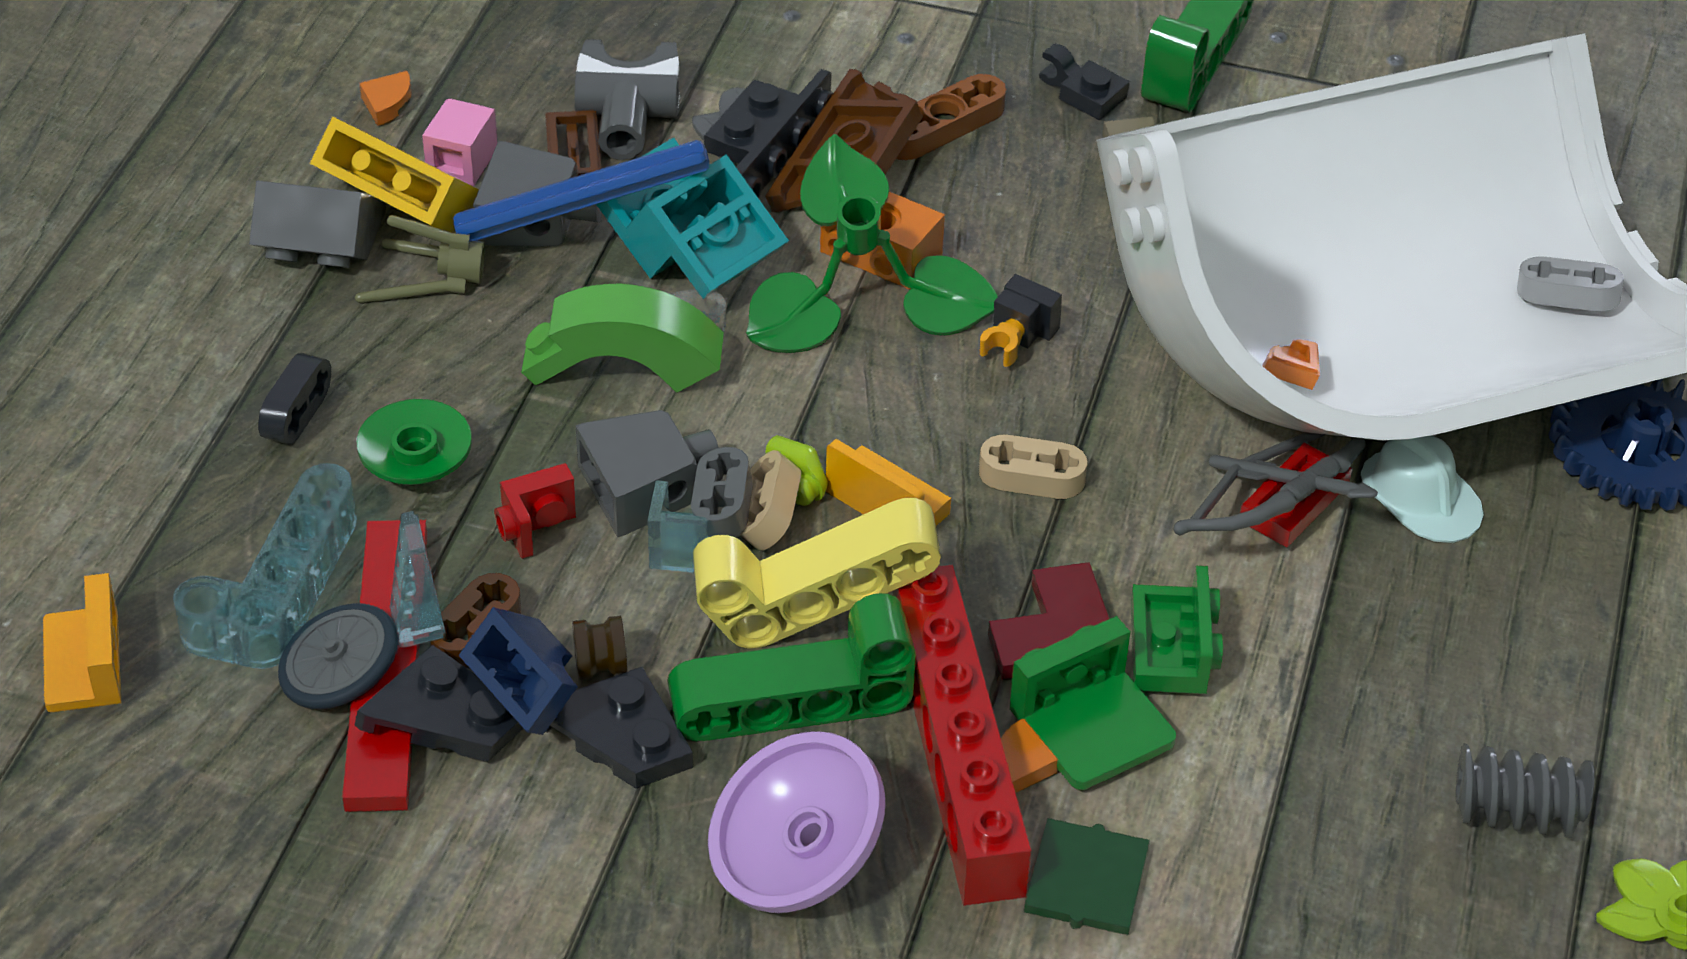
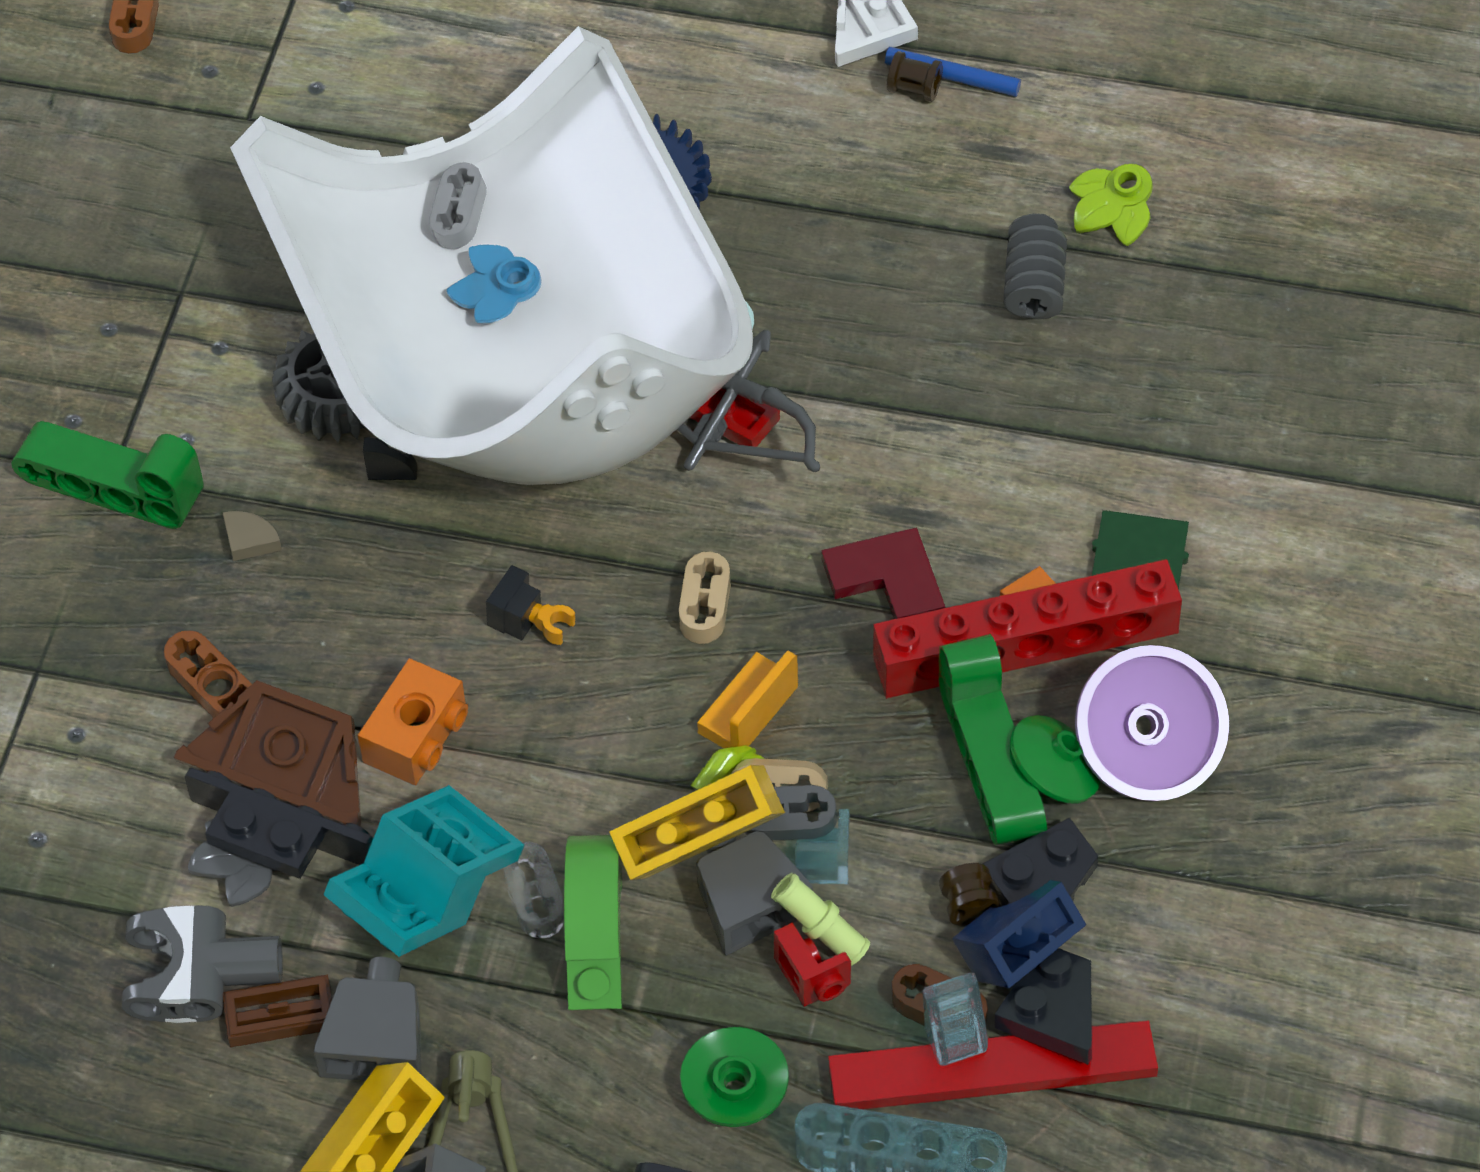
camera: 90 degrees left, 10 degrees up
(338, 656) = (1006, 1092): dark grey wheel -> none
(461, 139) = (290, 1099): bright pink panel -> none
(578, 506) = (819, 918): none -> yellowish green pin
(583, 191) = (421, 949): blue axle -> none
(695, 393) = (697, 822): none -> yellow brick
(749, 706) = (1052, 759): none -> green dish
(815, 579) = (894, 713): light yellow beam -> none
(851, 191) = (494, 675): green plant -> none
(1087, 87) = (165, 568): black plate -> none
(1089, 705) = (988, 542): green bracket -> none
(1174, 635) = (900, 485): green bracket -> none
(1456, 309) = (492, 284): none -> dark azure plate

